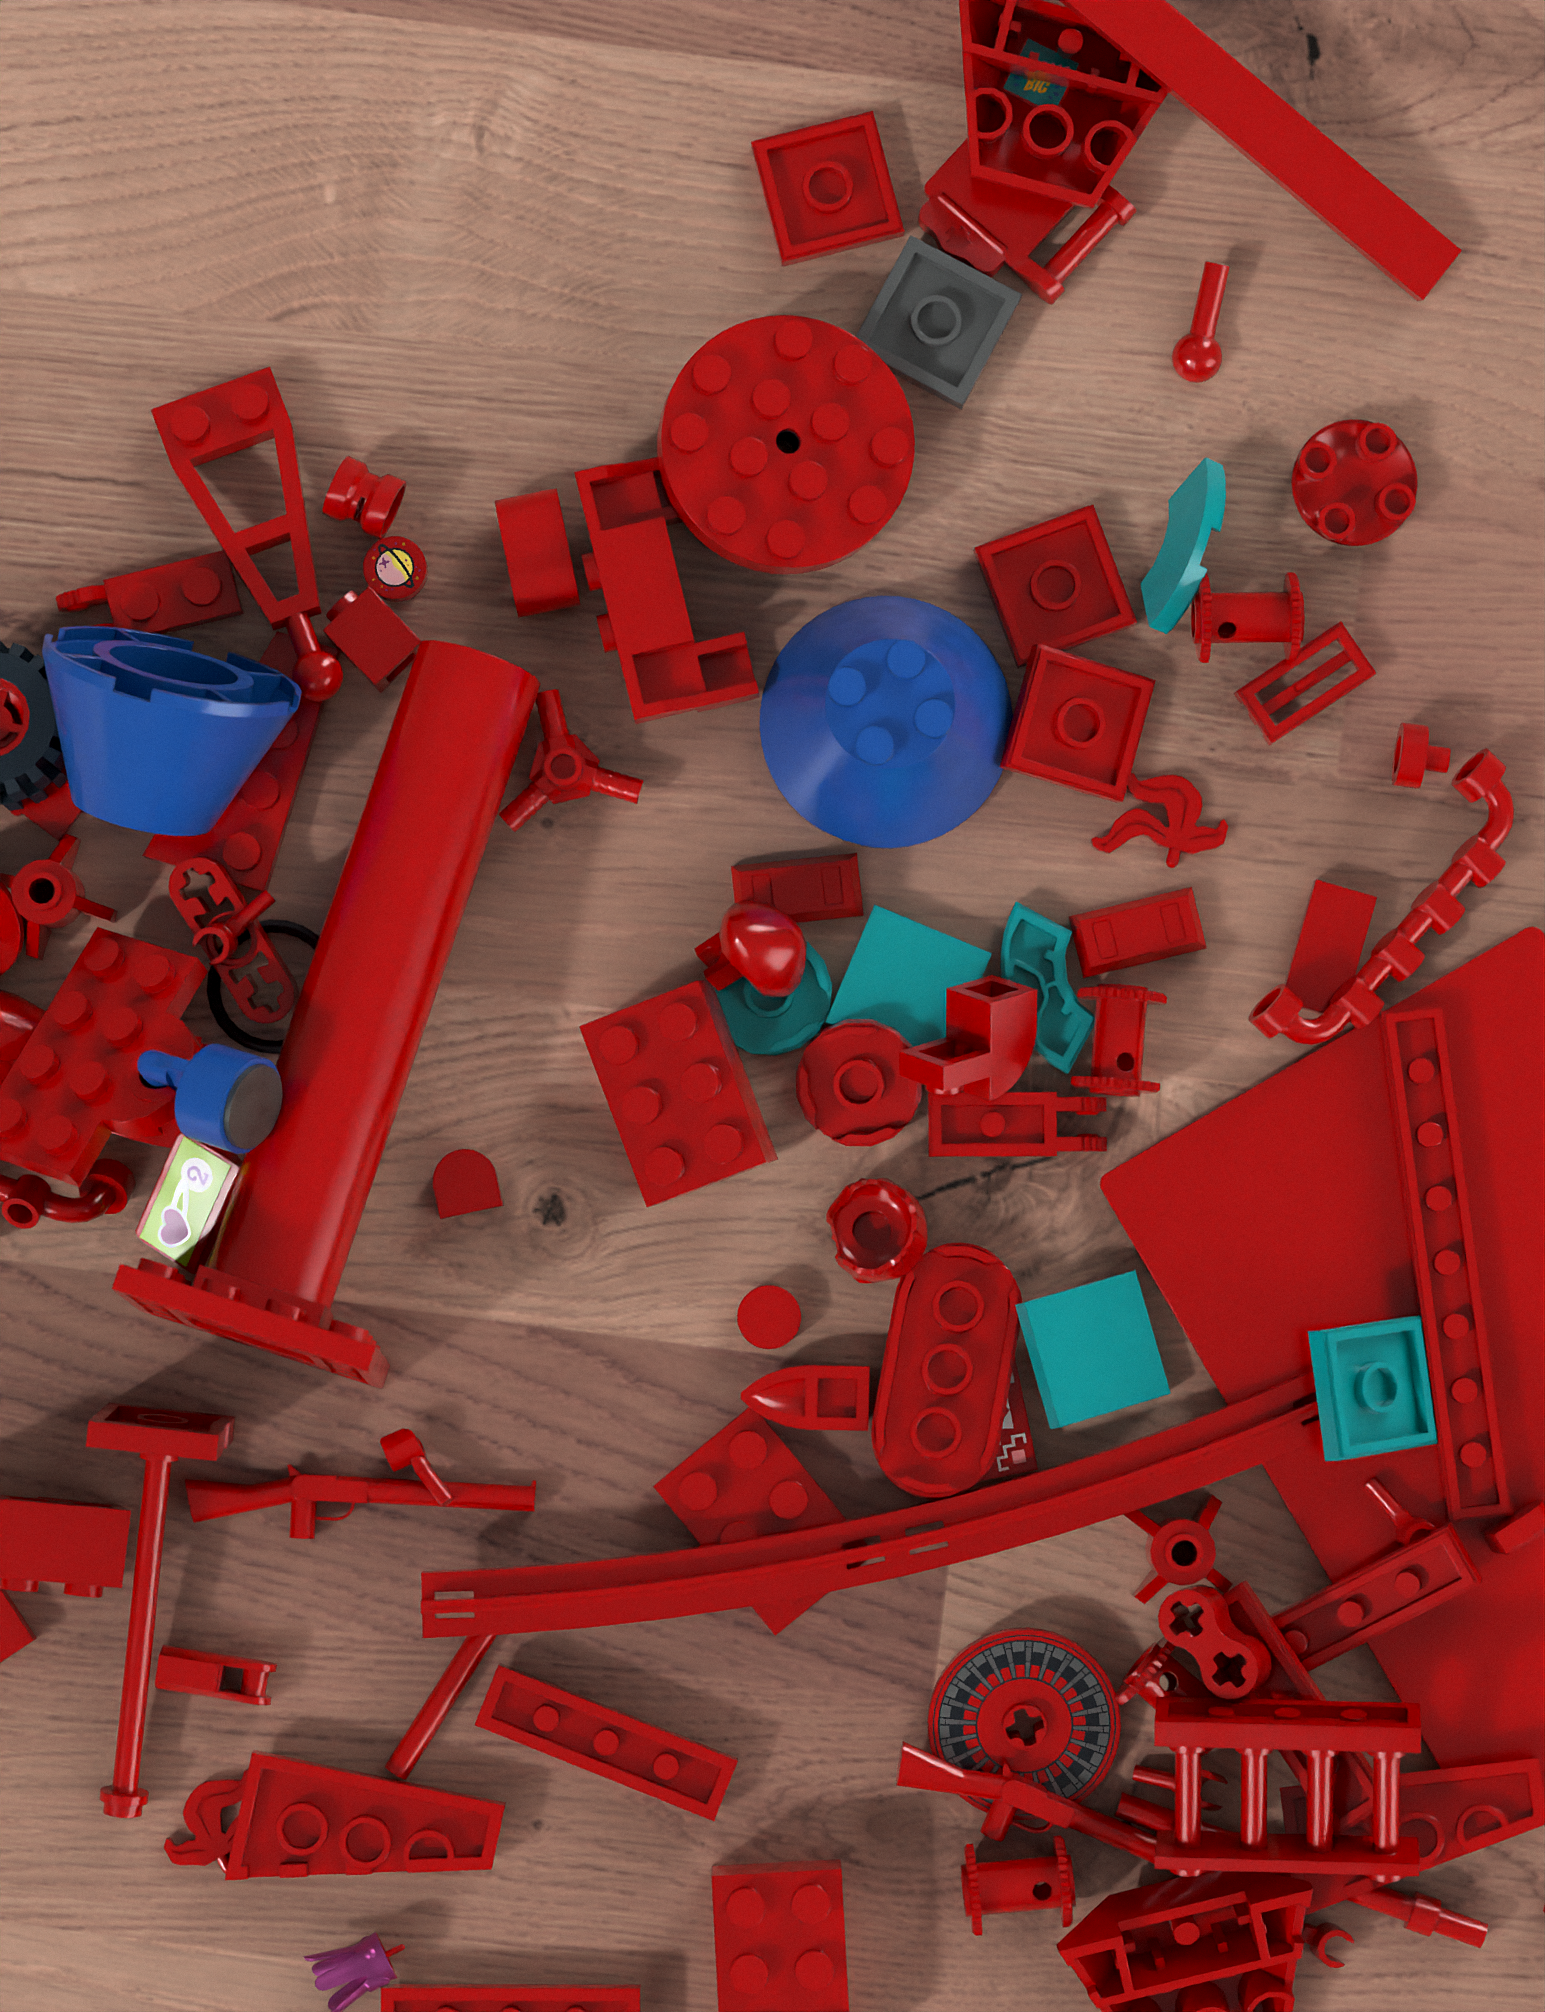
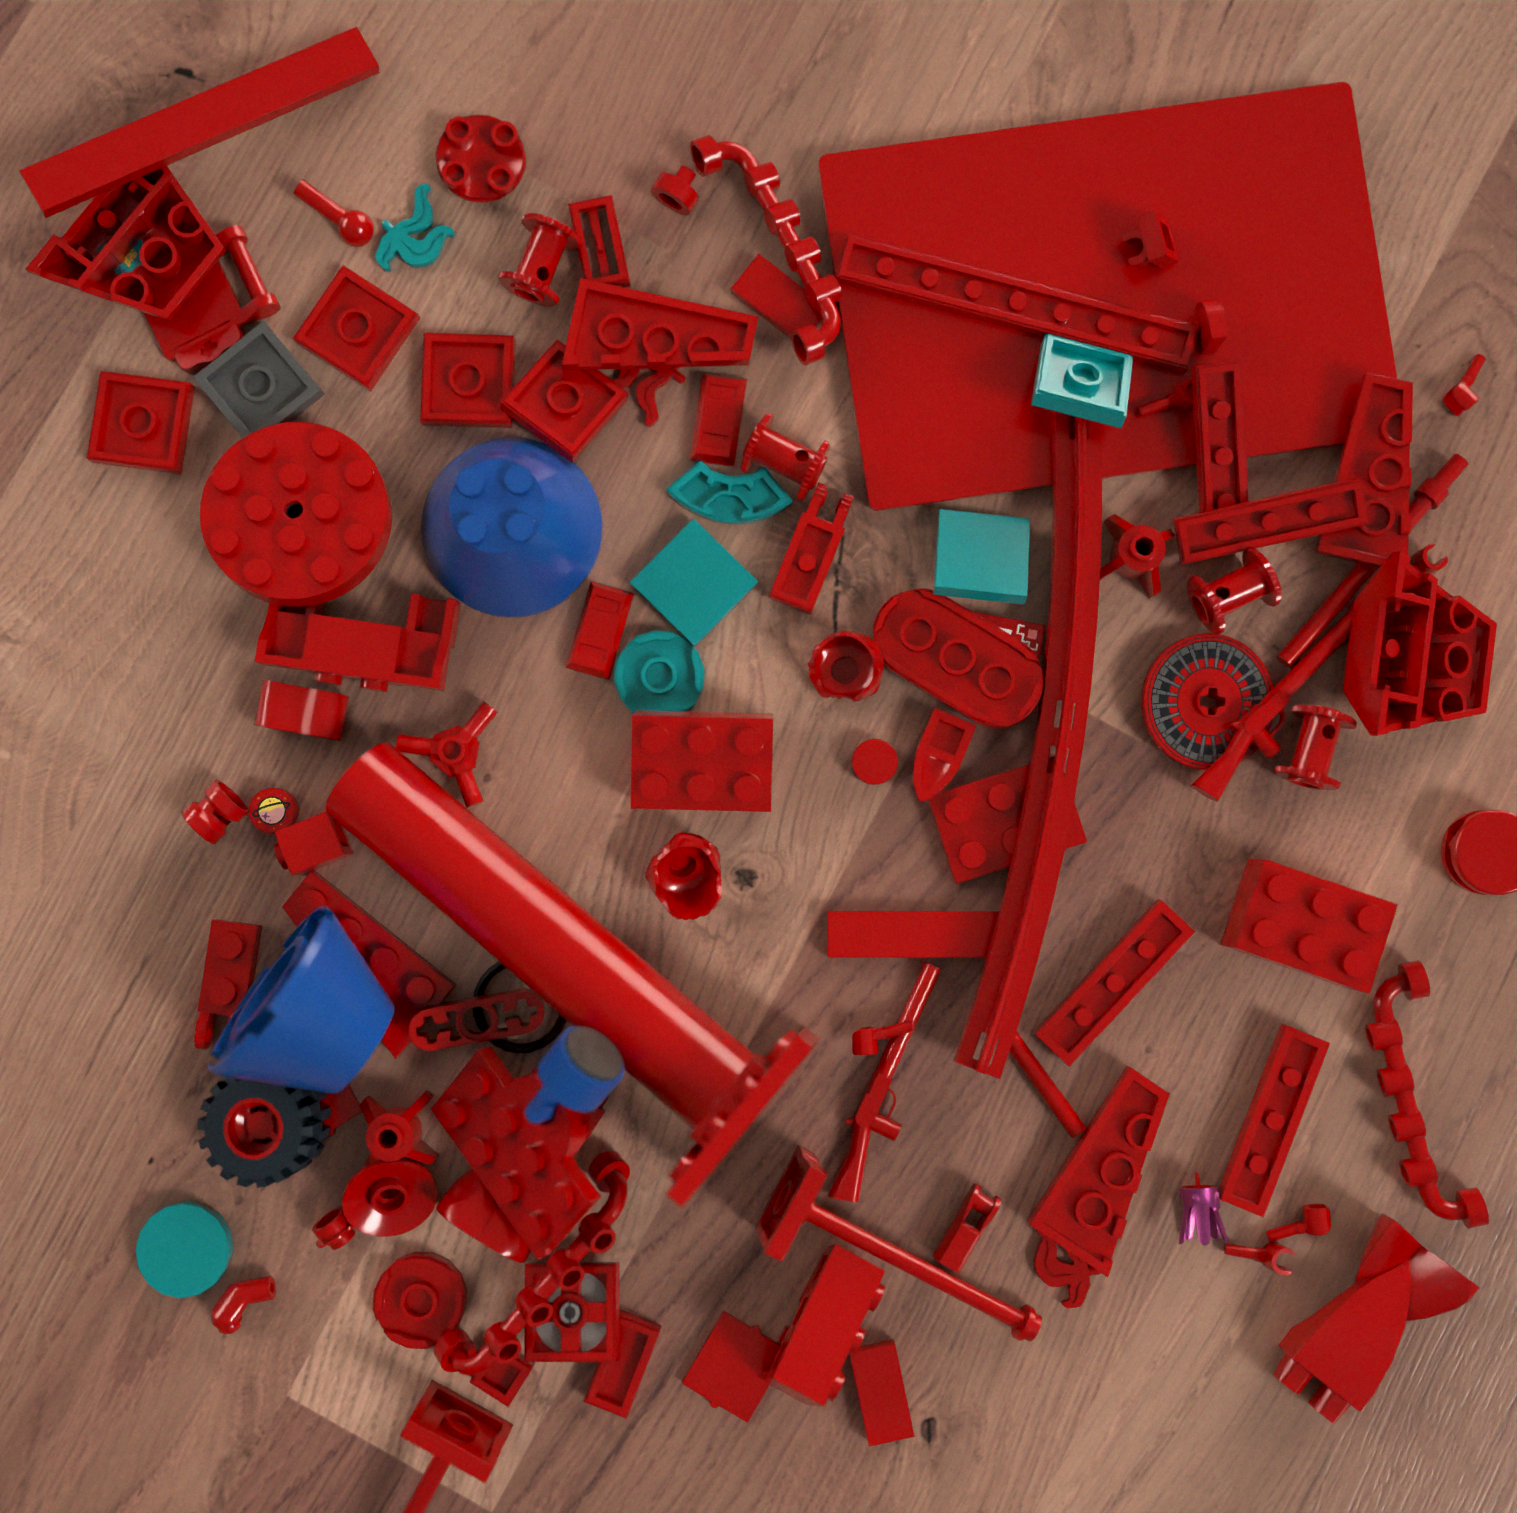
camera: 70 degrees left, 0 degrees up
(189, 1202) = (642, 1121): slope -> none
(225, 422) = (125, 888): red plate -> none
(235, 926) = (467, 1015): red hand -> none
(465, 1184) = (707, 931): red tile -> none
(521, 1133) = (686, 876): none -> red hair
(564, 1451) = (909, 934): none -> red tile
(755, 944) = (623, 668): red piece -> none
(853, 1083) = (743, 639): red tile -> none
(985, 1044) = (751, 544): red brick -> none
(1064, 414) = (356, 328): none -> red tile
(1167, 1780) = (1286, 615): red hand -> none
(1176, 574) = (486, 289): teal tile -> none
(1204, 418) = (412, 251): none -> teal piece
(1212, 789) = (646, 330): none -> red wing
(1214, 1641) = (1210, 550): red axle -> none
(1320, 1732) = (1288, 522): red fence -> none

